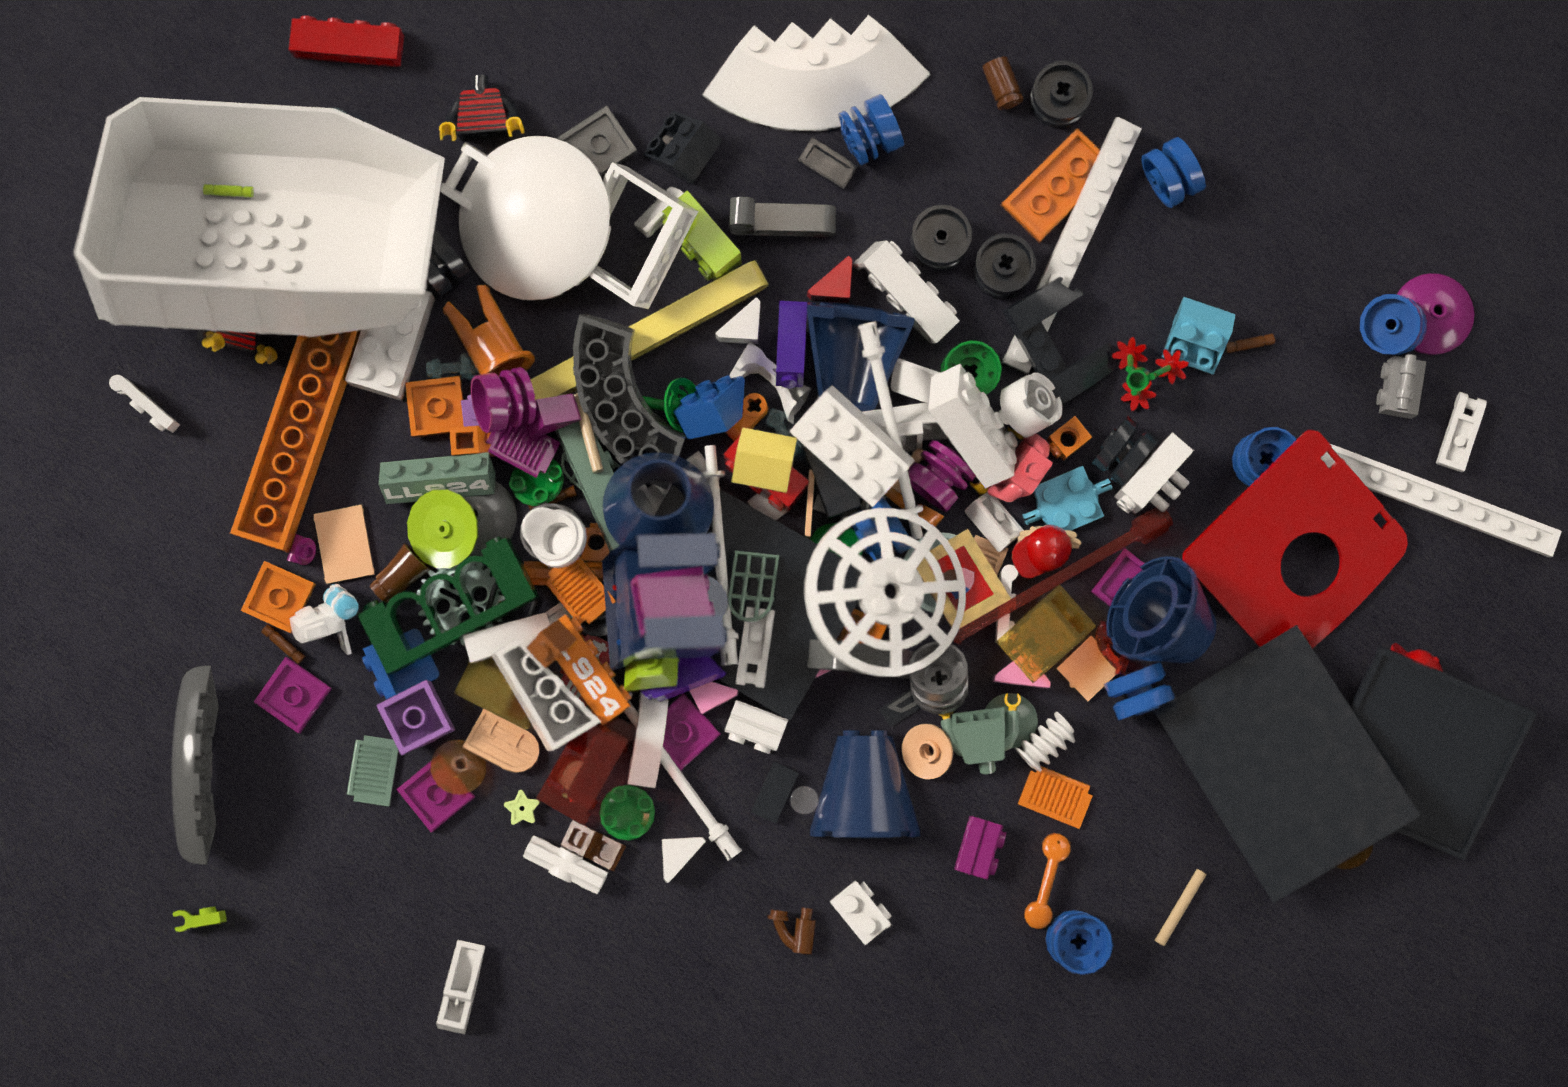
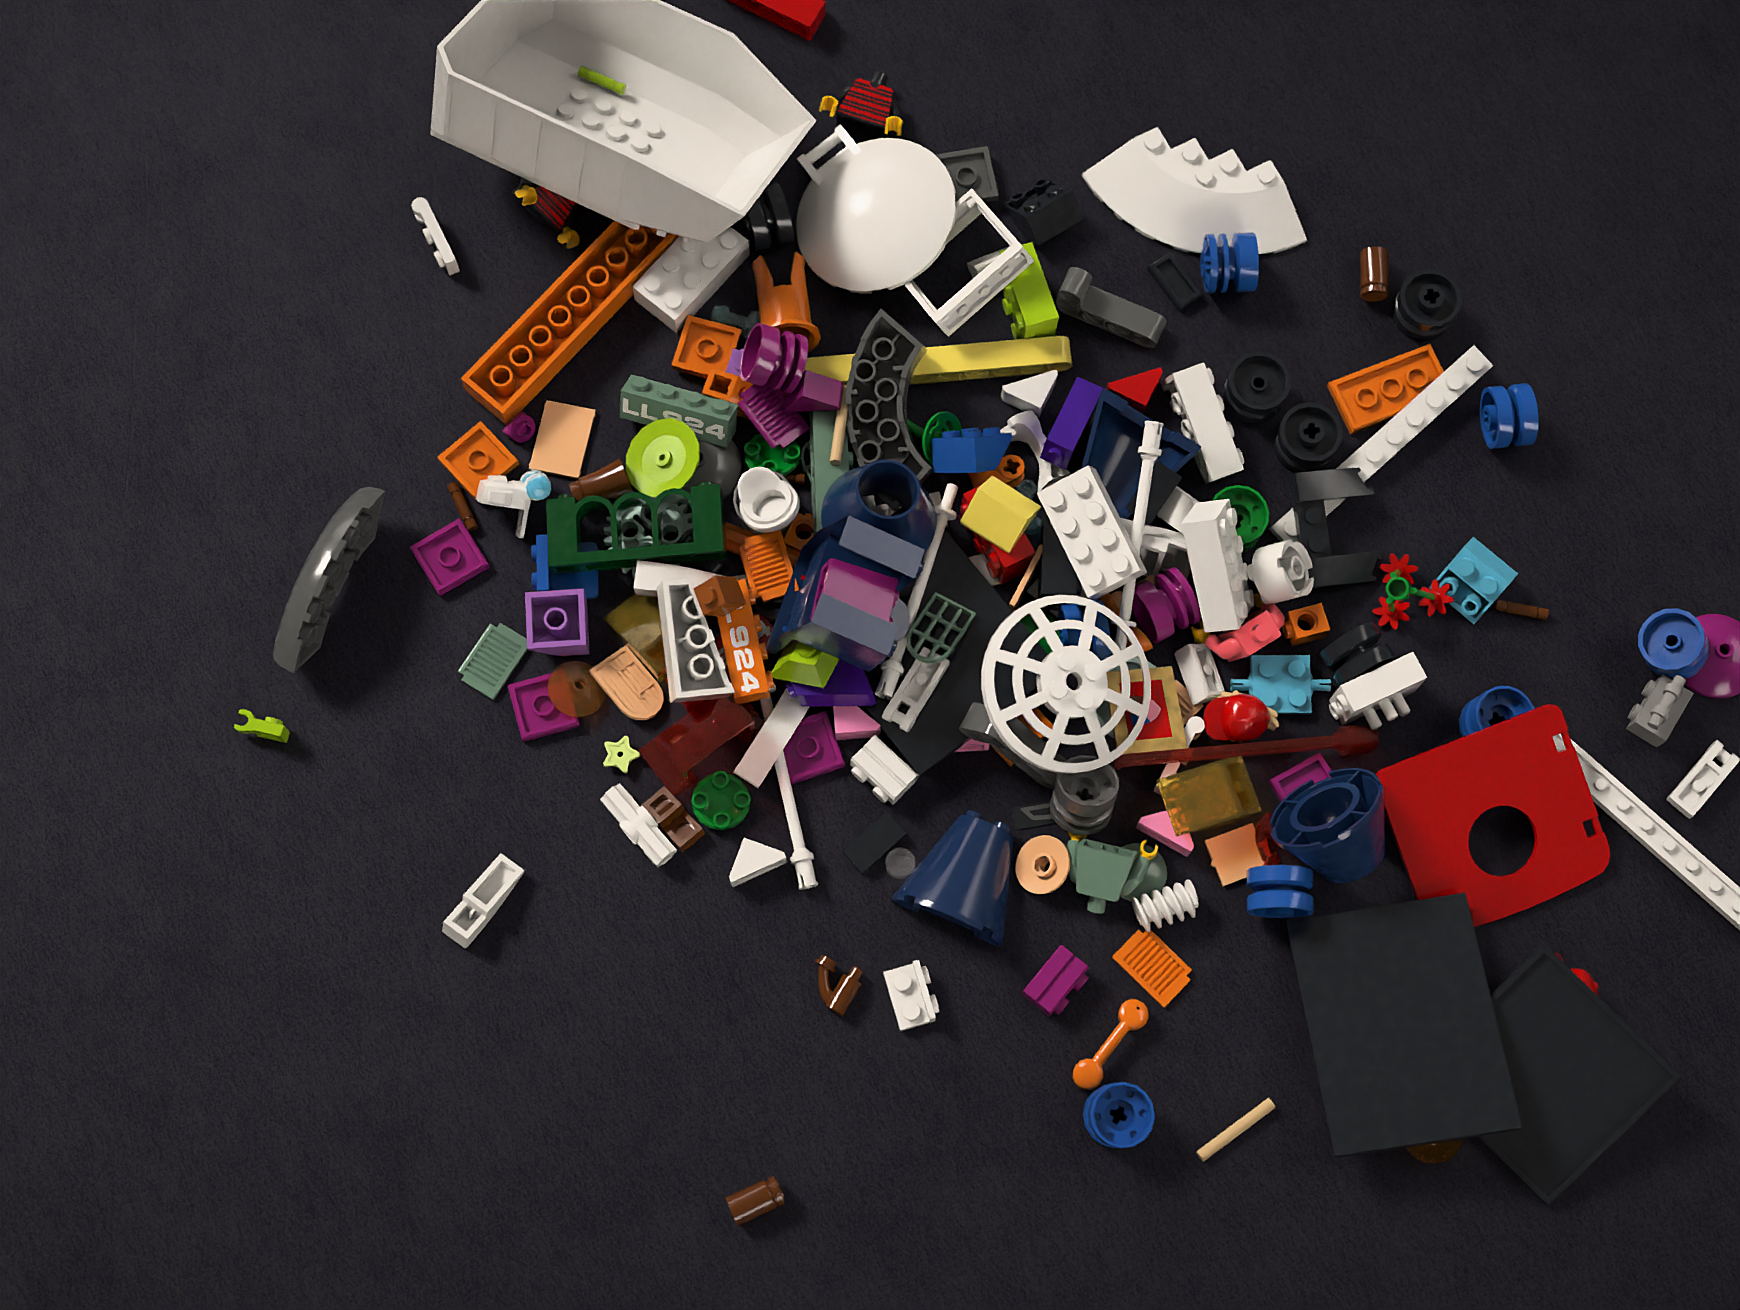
camera: 20 degrees right, 10 degrees down
(894, 367) = (1162, 485): none -> black tile

